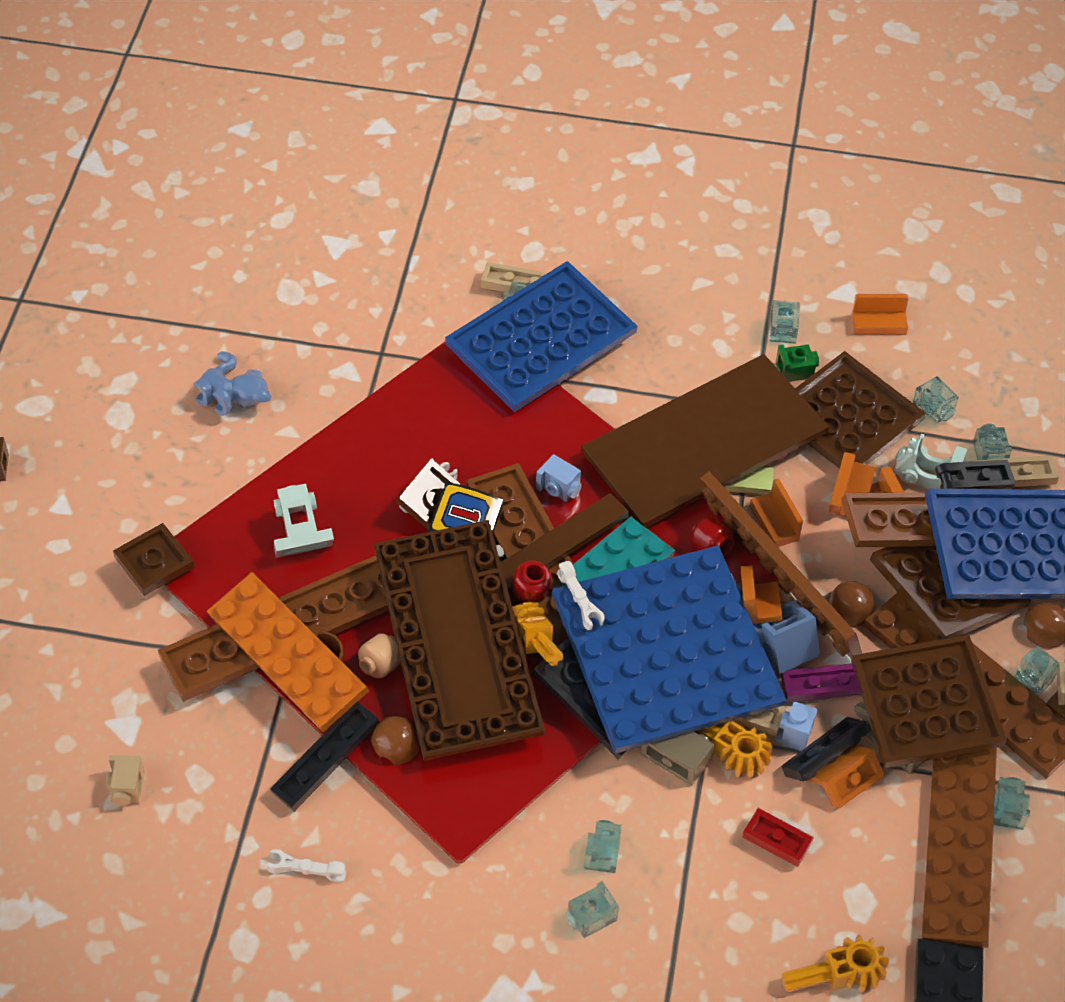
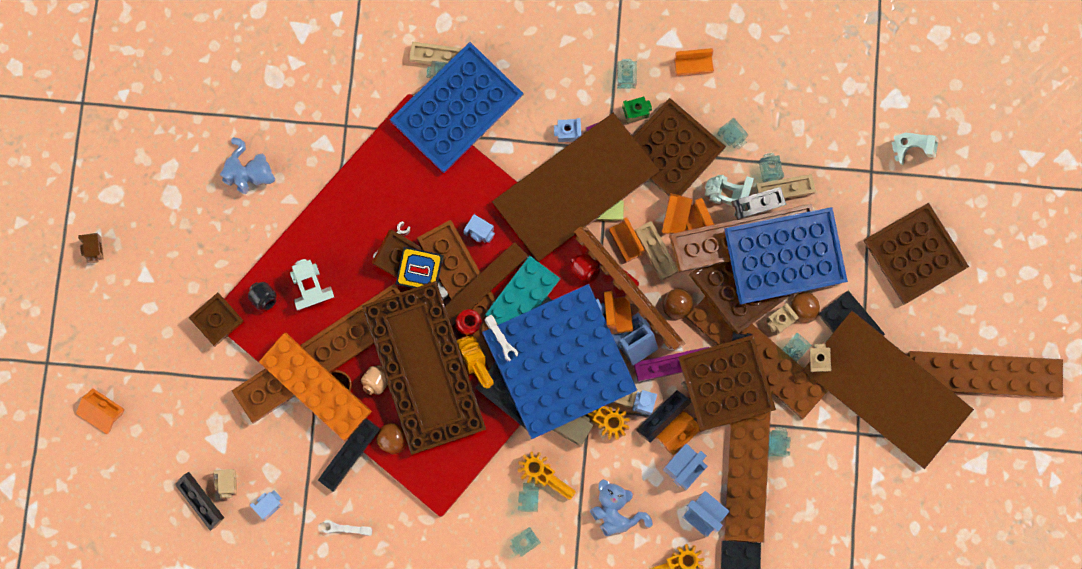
camera: 10 degrees left, 25 degrees up
(79, 803) = (199, 501): none -> black plate
(184, 818) = (267, 504): none -> light blue brick
(227, 533) = (262, 296): none -> black head
(631, 814) = (544, 475): none -> light orange gear
(696, 374) = (568, 136): none -> light blue brick
(740, 861) = (613, 499): none -> medium blue animal
(777, 837) = (635, 480): red plate -> none
(822, 534) = (656, 250): none -> tan plate
(860, 819) = (686, 466): none -> medium blue plate
(891, 890) = (705, 514): none -> medium blue plate
(1012, 634) = (778, 326): none -> tan brick

